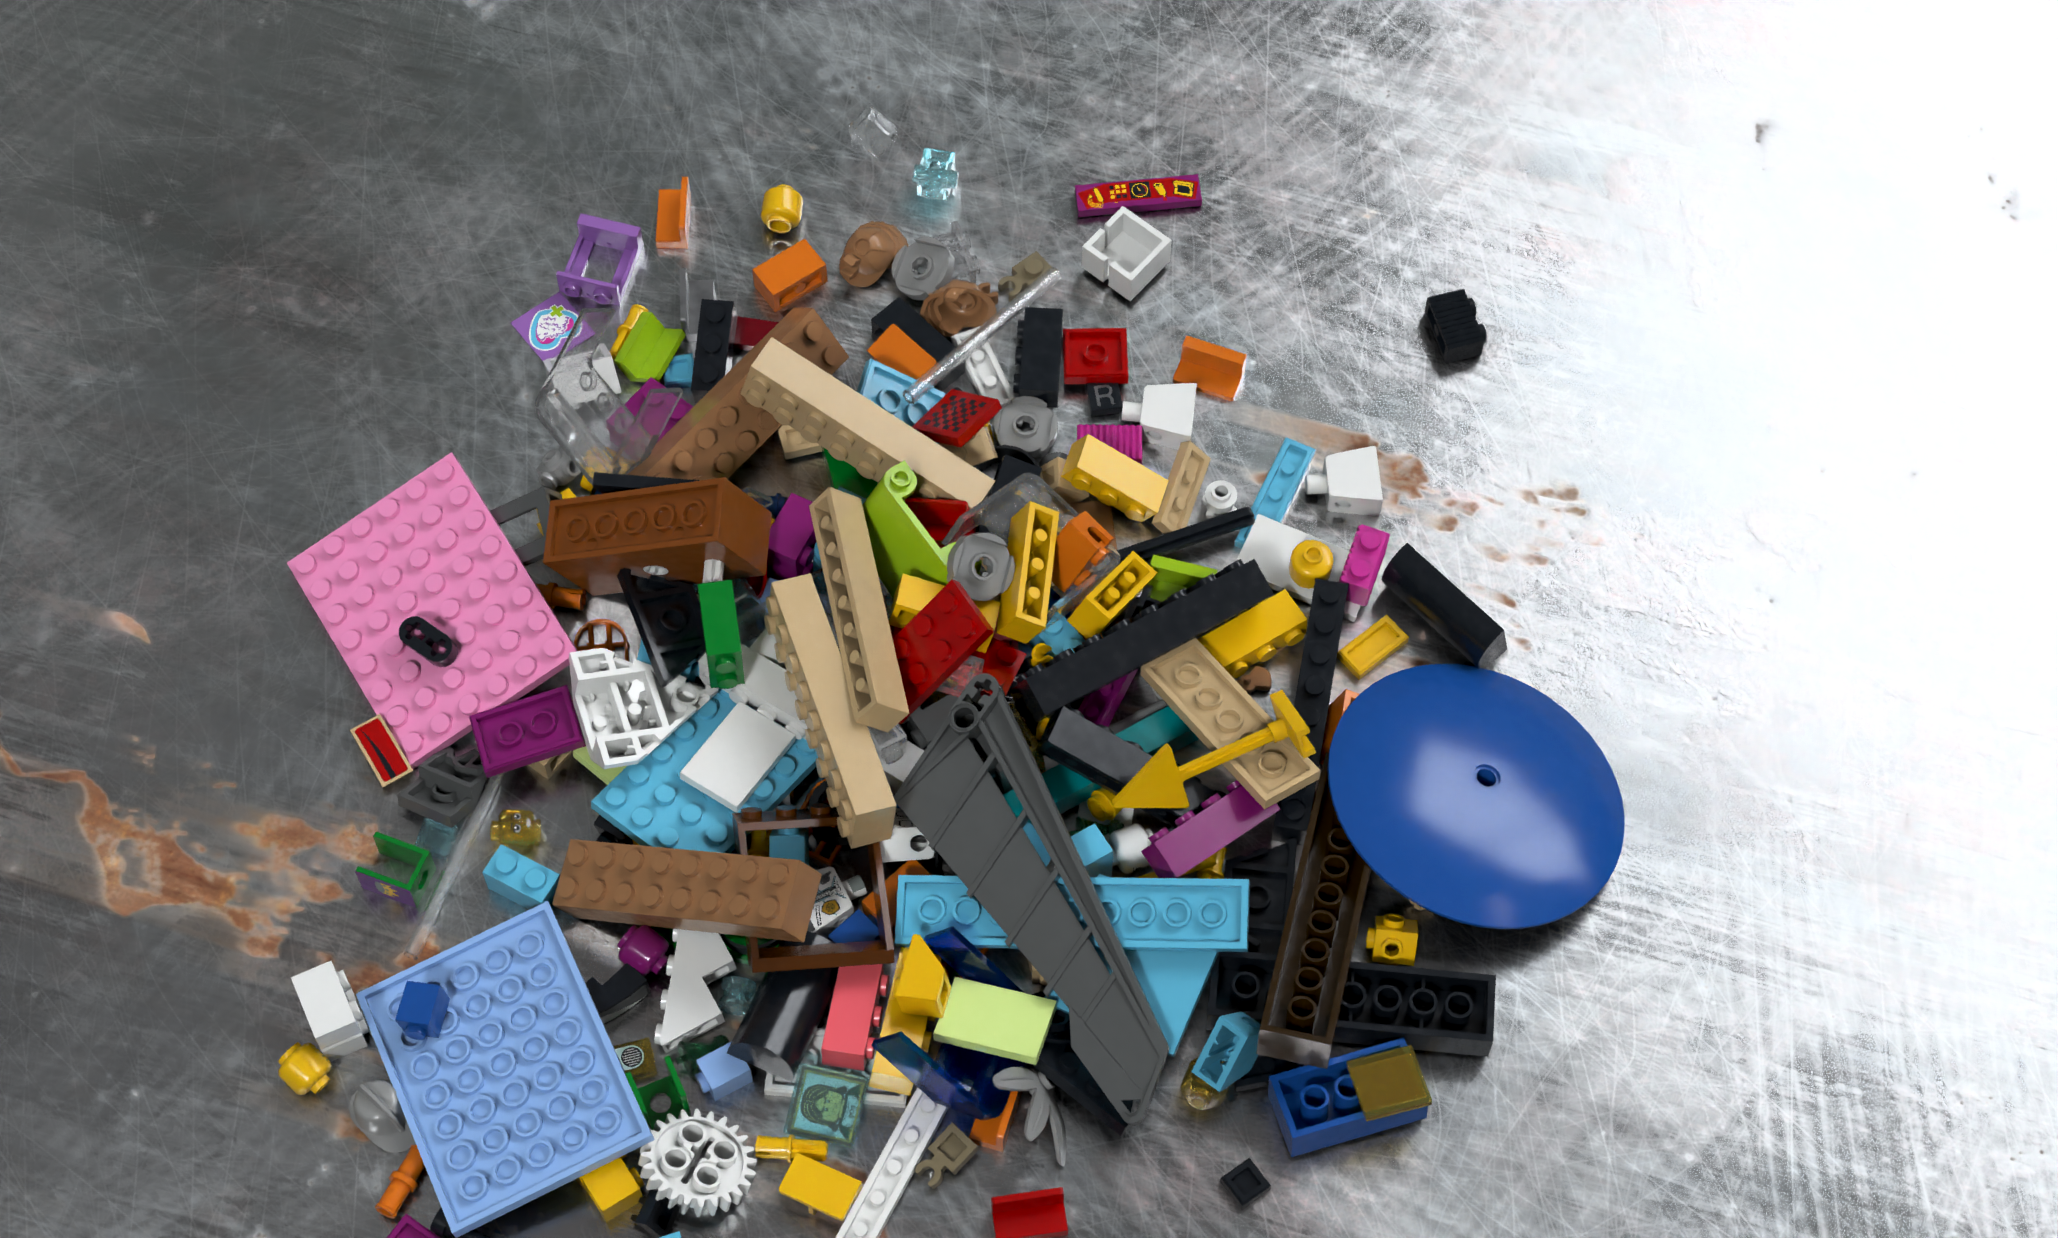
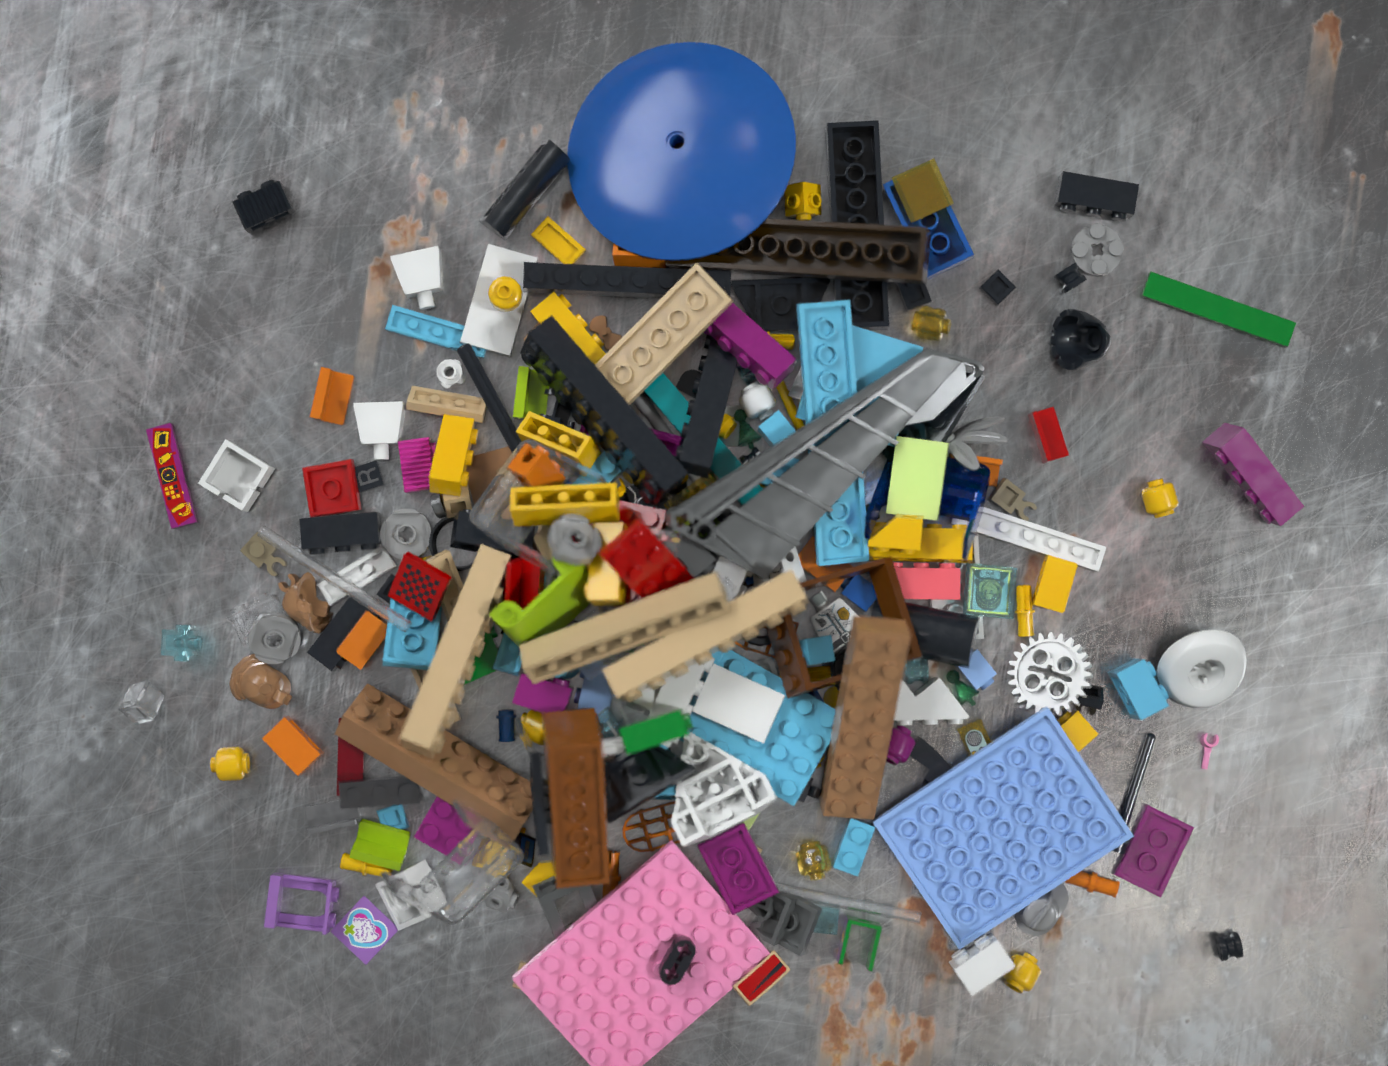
camera: 95 degrees left, 25 degrees up
(422, 1010) = (974, 895): blue brick -> none
(668, 1086) = (1014, 720): green piece -> none
(674, 217) = (248, 852): orange panel -> none
(1161, 781) = (722, 375): yellow piece -> none
(1233, 1041) = (906, 298): medium azure torso -> none
(1364, 563) = (499, 254): dark pink brick -> none

